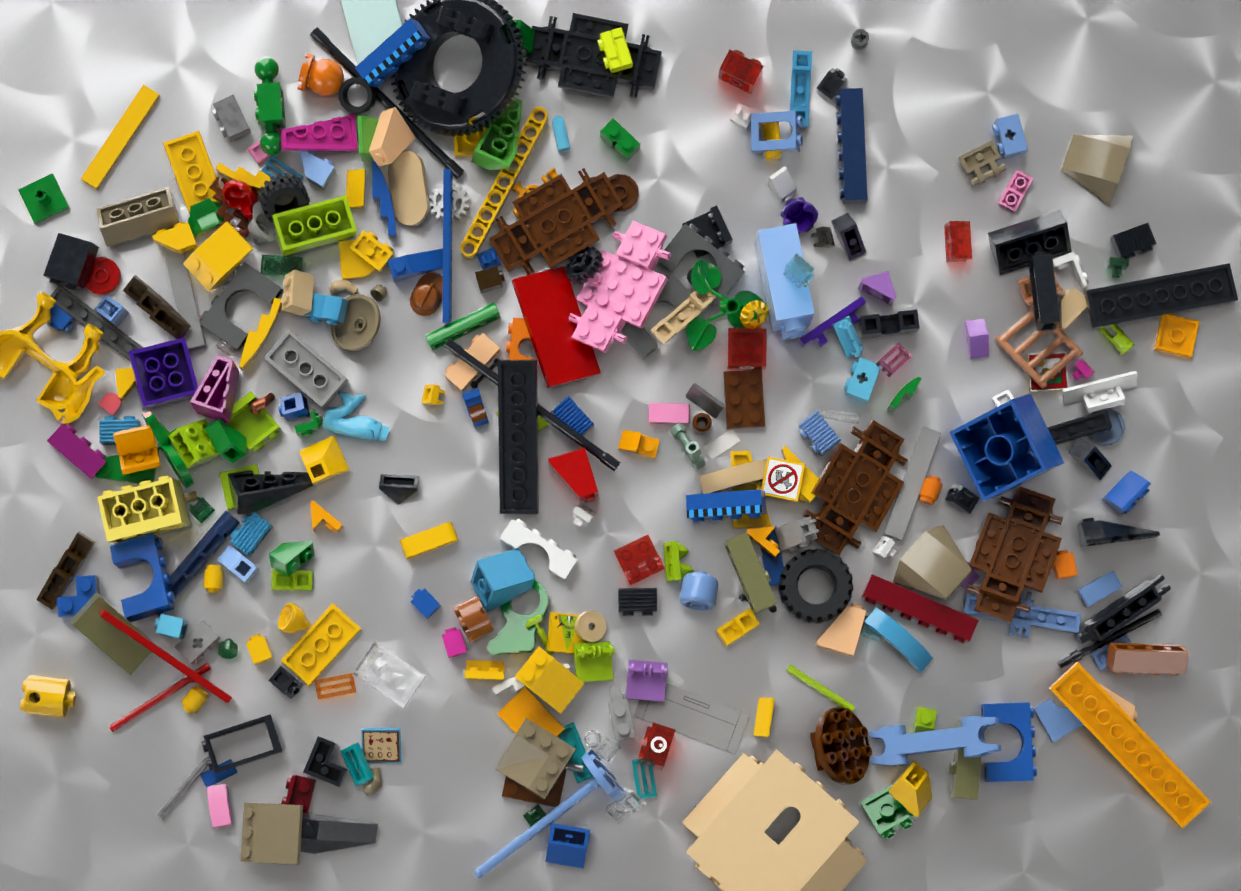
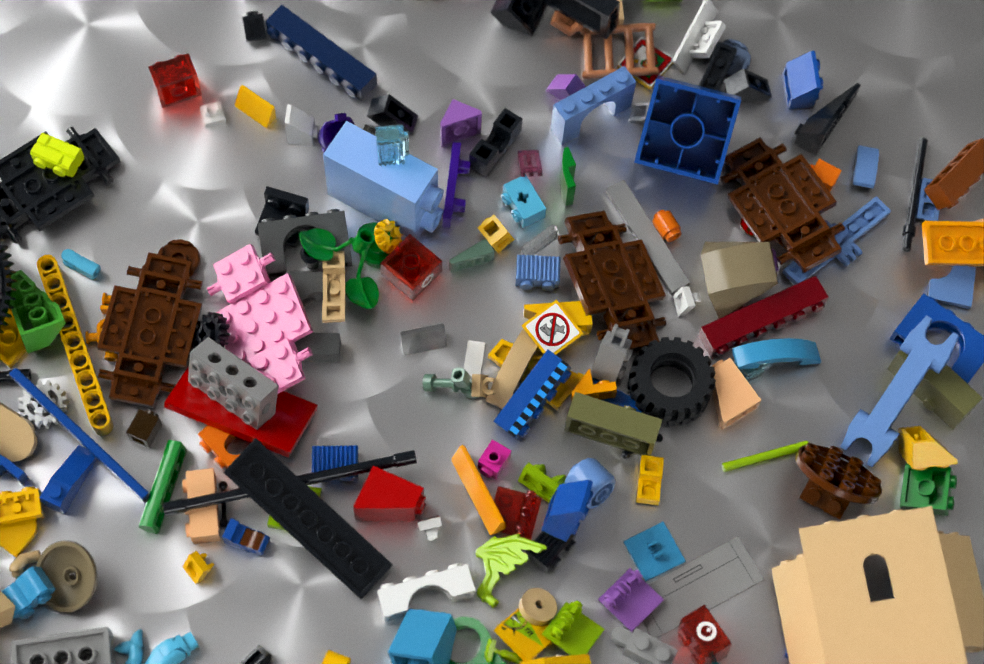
camera: 50 degrees left, 15 degrees down
(378, 292) = (56, 536): dark tan hinge -> none
(427, 294) = (104, 494): dark orange piece -> none
(489, 259) = (125, 414): blue tile -> none
(561, 310) = (232, 383): none -> light grey brick
(602, 576) = (502, 556): none -> lime animal
(626, 143) = (143, 215): green piece -> none
(632, 525) = (478, 491): none -> light orange slope
(638, 444) = (409, 426): light orange slope -> none
(661, 517) = (494, 460): none -> dark pink brick
(664, 592) = (567, 509): none -> blue slope
(669, 413) = (406, 377): bright pink slope -> none
(692, 669) = (654, 551): none -> dark azure piece
(703, 465) = (480, 385): none -> tan tile
(704, 418) = (441, 356): reddish brown brick -> none
(744, 399) = (453, 307): reddish brown plate -> none
(764, 717) = (752, 524): yellow slope -> none
(793, 381) = (473, 256): none -> sand green slope
(794, 142) = (272, 89): medium blue panel -> none
(801, 84) = (233, 53): dark azure slope -> none
(820, 374) = (495, 233): none -> yellow brick
(848, 337) = (477, 182): medium azure hinge -> none
(924, 720) = (867, 393): lime slope -> none
(954, 358) = (614, 90): none -> medium blue arch
(958, 241) = (475, 40): clear red hinge -> none
(962, 498) = (695, 207): black bracket -> none
(1083, 369) = (668, 35): dark pink tile -> none
(1123, 610) = (901, 162): black hinge -> none

